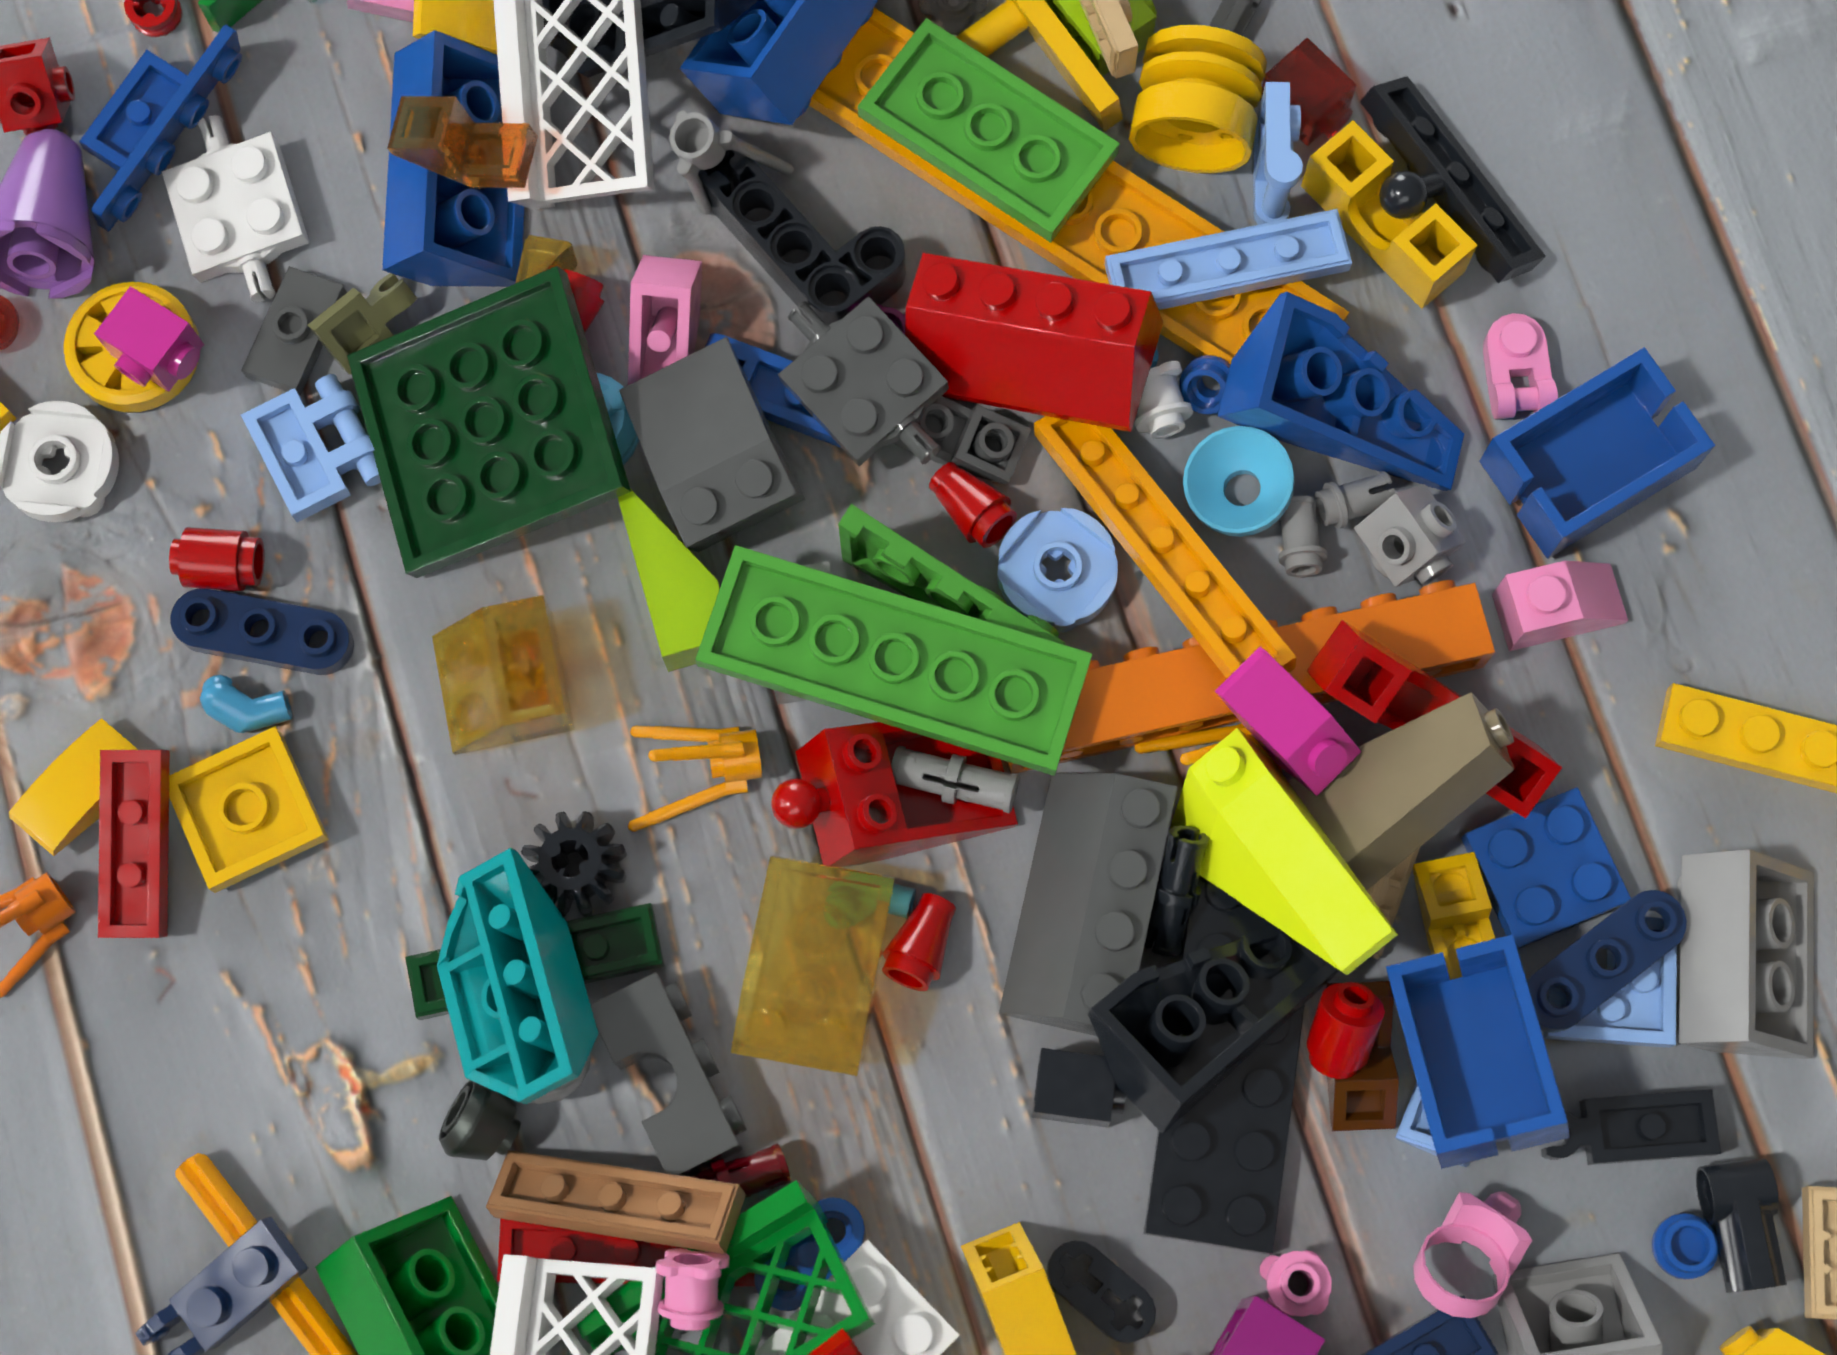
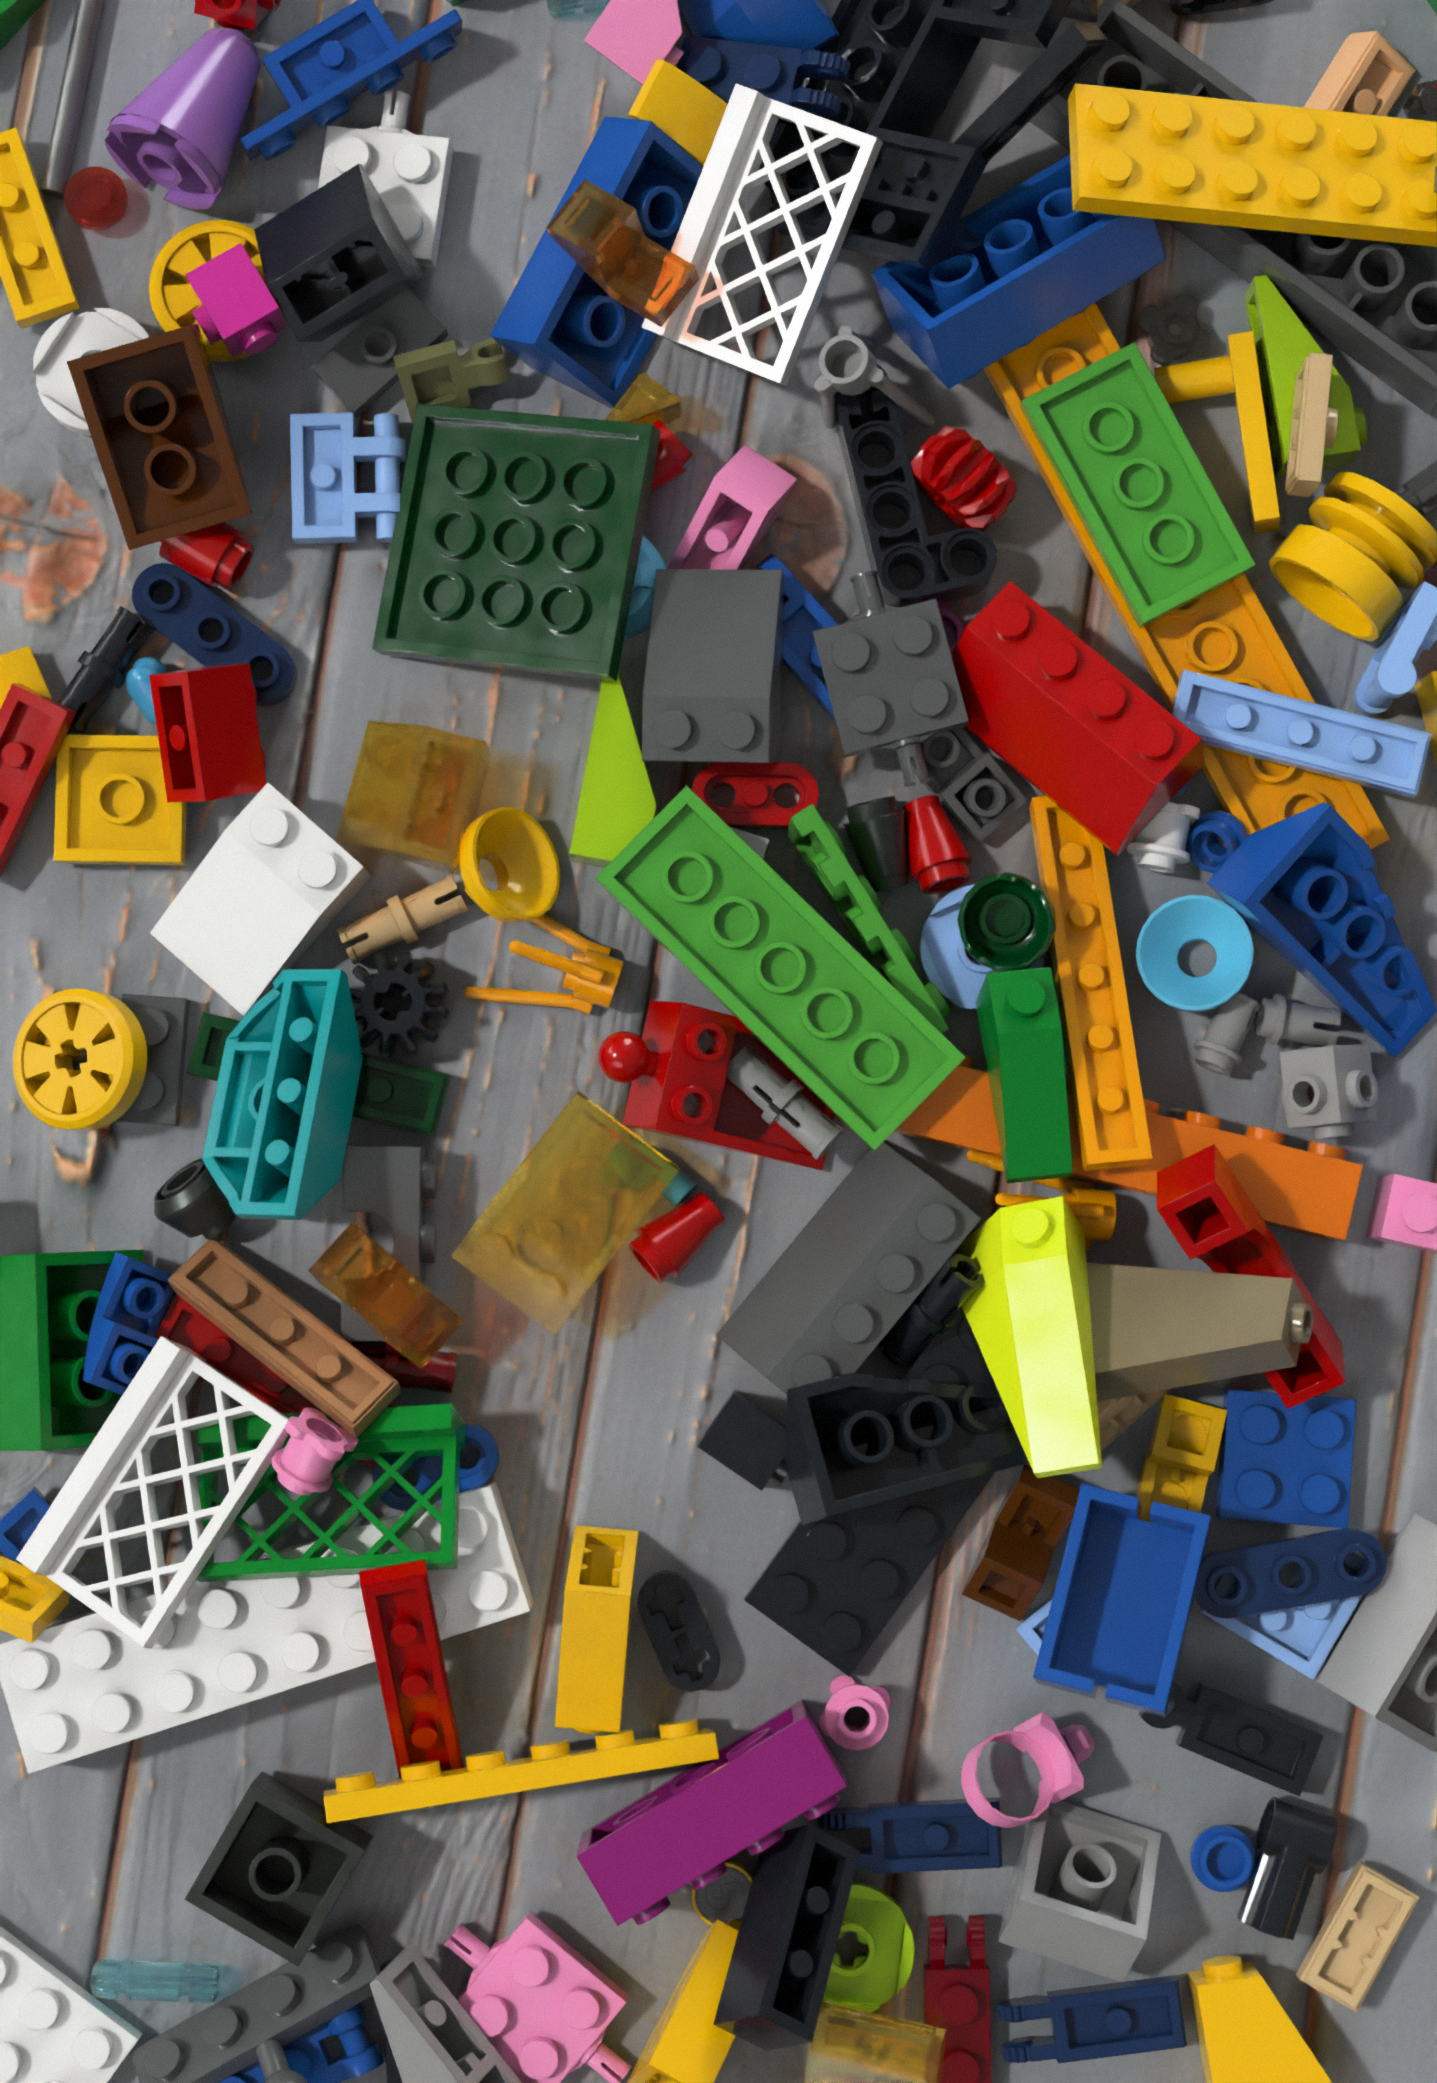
camera: 25 degrees right, 10 degrees up
(134, 477) = (161, 436): none -> reddish brown slope
(177, 702) = (104, 666): none -> black pin
(219, 265) = (334, 257): none -> black slope
(294, 708) = (208, 732): none -> red brick
(346, 1052) = (106, 1081): none -> yellow wheel
(378, 1023) = (165, 1032): none -> dark grey plate
(408, 832) = (259, 899): none -> white slope
(465, 1263) = (125, 1322): none -> blue slope
(544, 790) = (402, 919): none -> tan pin
(620, 687) = (523, 863): none -> yellow piece
(690, 1114) = (386, 1295): none -> clear orange slope
(794, 529) = (755, 791): none -> red plate
(841, 193) = (963, 479): none -> red gear
(922, 520) = (879, 841): none -> pearl dark grey cone
(1067, 528) = (1006, 922): none -> dark green hair
(1149, 640) = (1026, 1072): none -> green slope
(1288, 721) = (1111, 1215): dark pink slope -> none
(1344, 1029) = (1016, 1516): red brick -> none

